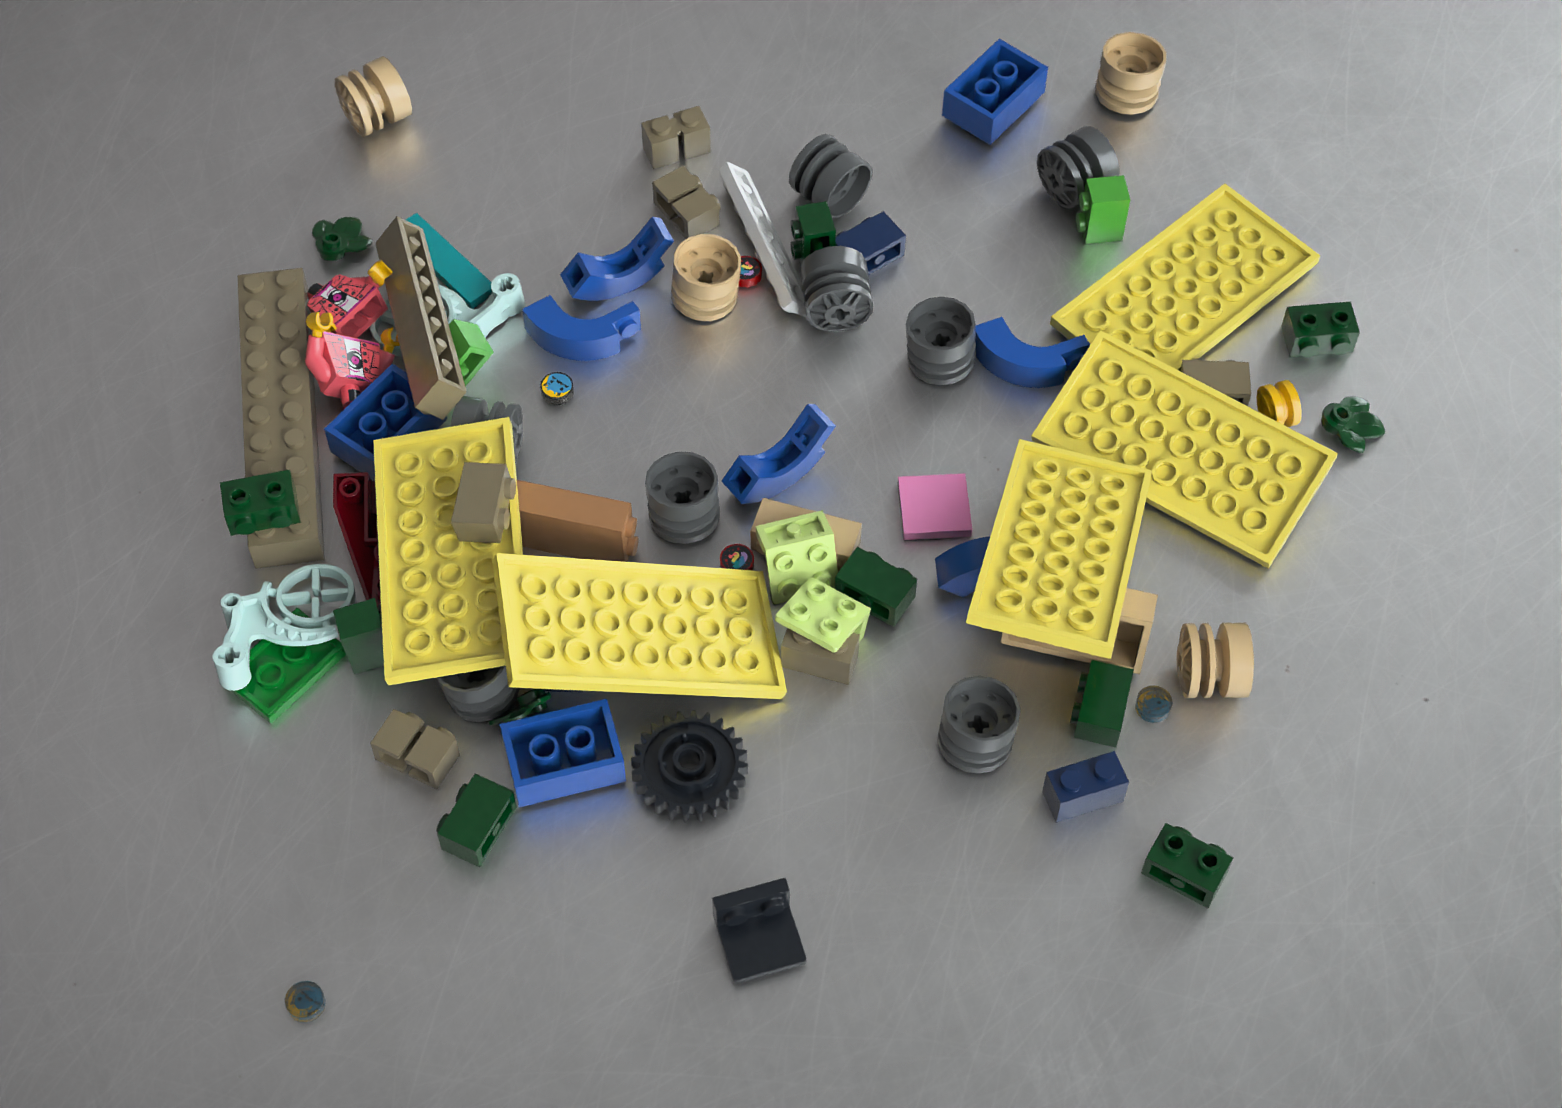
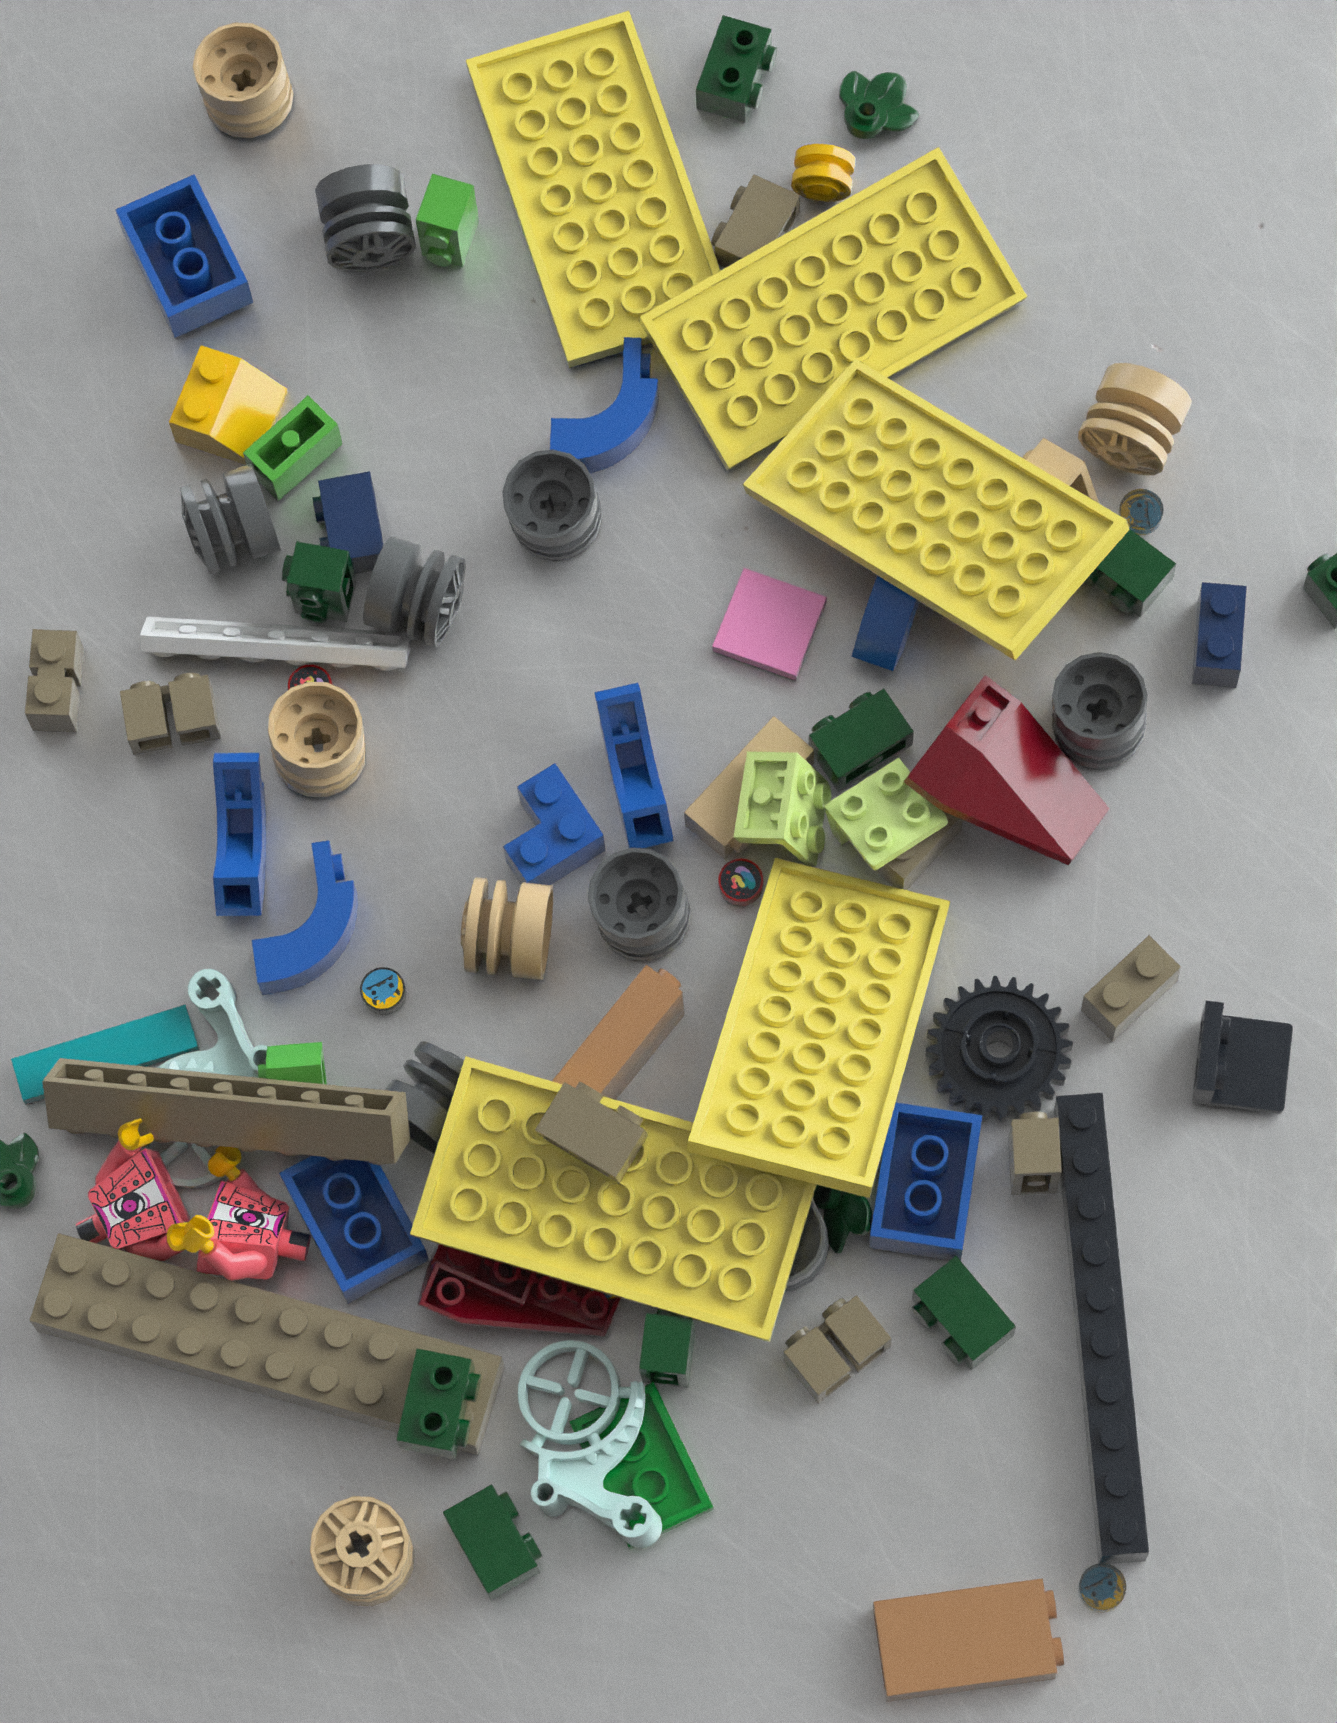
camera: 60 degrees left, 15 degrees up
(152, 516) = (390, 1556): none -> tan wheel
(188, 589) = (492, 1541): none -> dark green brick
(226, 918) = (967, 1639): none -> medium nougat brick
(500, 916) = (1101, 1330): none -> black brick
(613, 812) = (1034, 1154): none -> dark tan brick
(627, 429) = (508, 928): none -> tan wheel
(716, 436) = (562, 833): none -> blue brick
(777, 833) = (1130, 988): none -> dark tan brick
(896, 680) = (1008, 776): none -> dark red wedge
(899, 192) = (293, 447): none -> bright green brick
(909, 153) = (225, 405): none -> yellow slope

